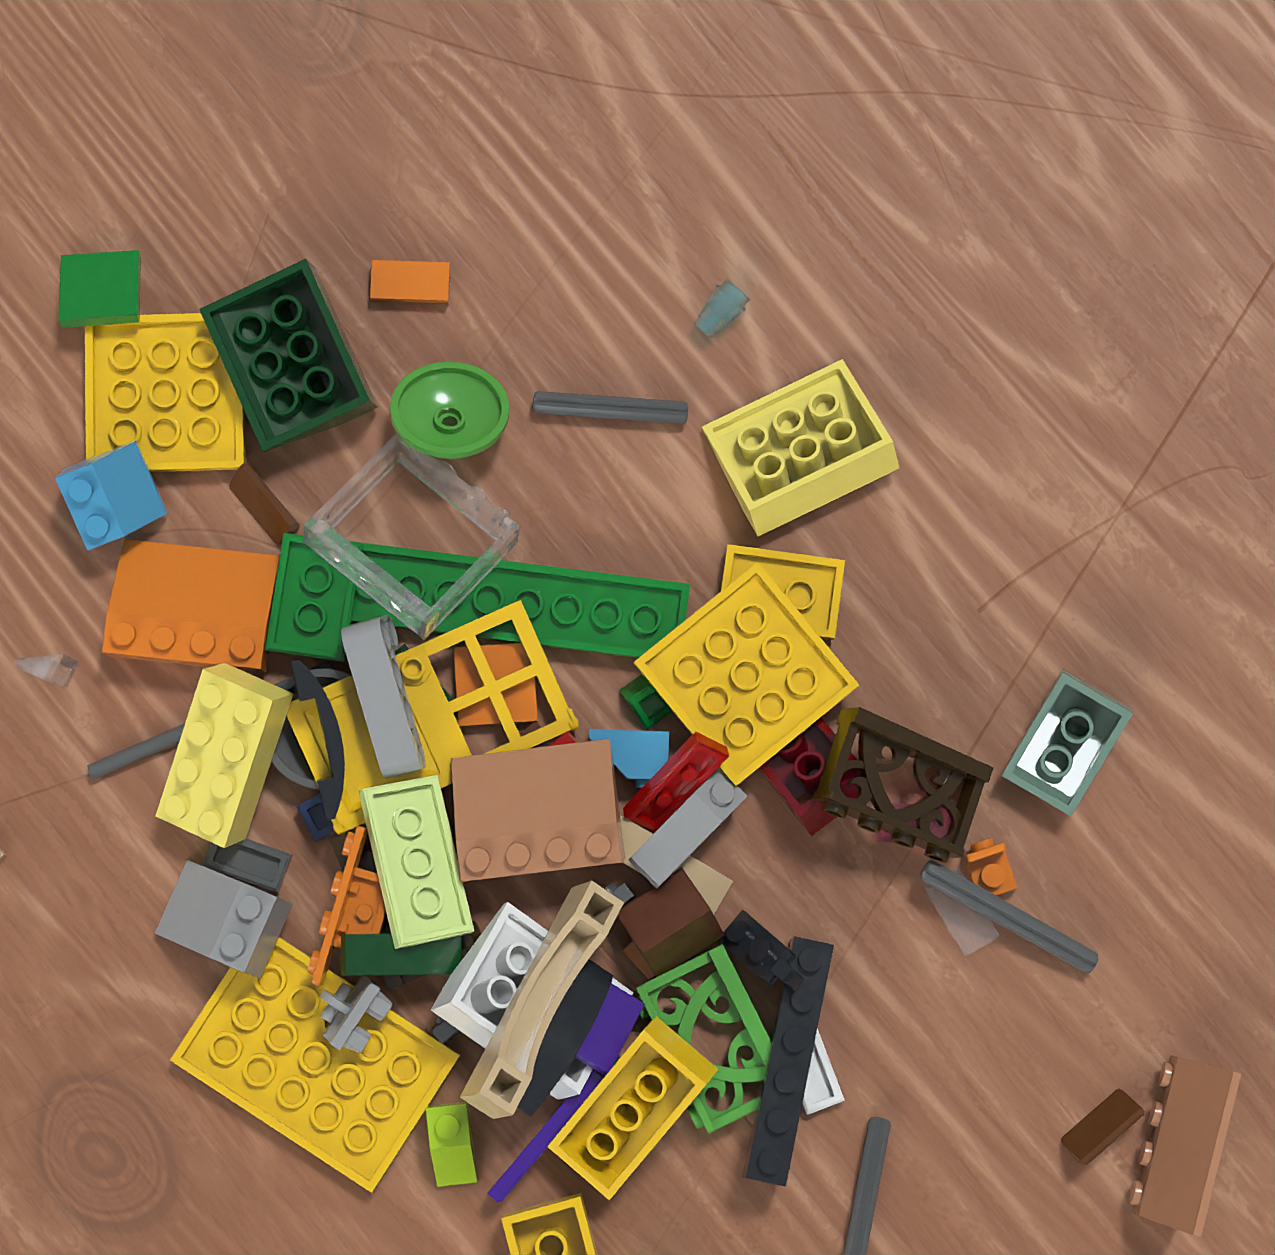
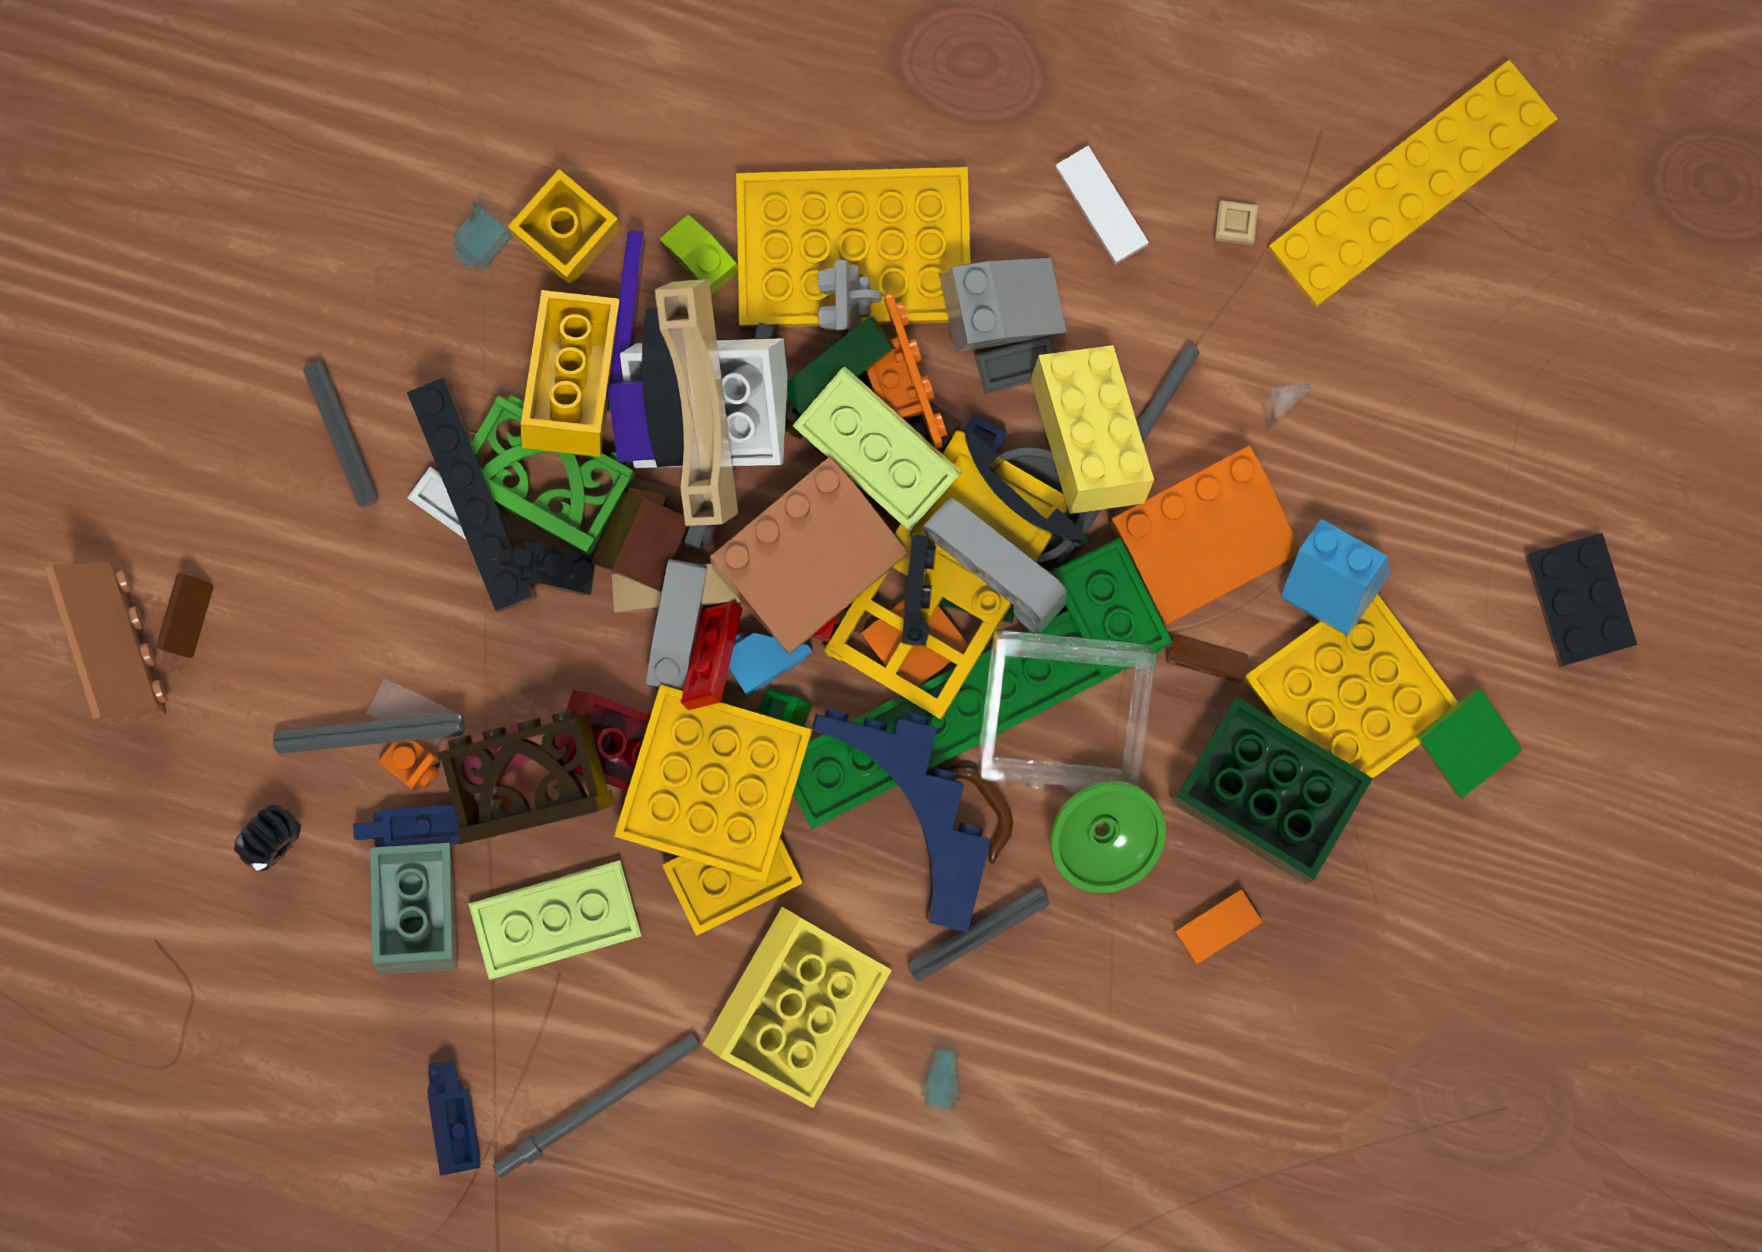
camera: 145 degrees right, 0 degrees up
(79, 950) = (1101, 205): none -> white tile
(466, 713) = (918, 593): none -> black hinge
(521, 512) = (995, 801): none -> reddish brown animal
(570, 589) = (954, 854): none -> dark blue arch
(954, 655) = (555, 920): none -> yellowish green tile
(1025, 812) = (410, 826): none -> dark blue hinge
(1097, 480) = (531, 1148): none -> dark grey bar
(1148, 546) = (451, 1120): none -> dark blue hinge
(1153, 884) = (267, 837): none -> black gear

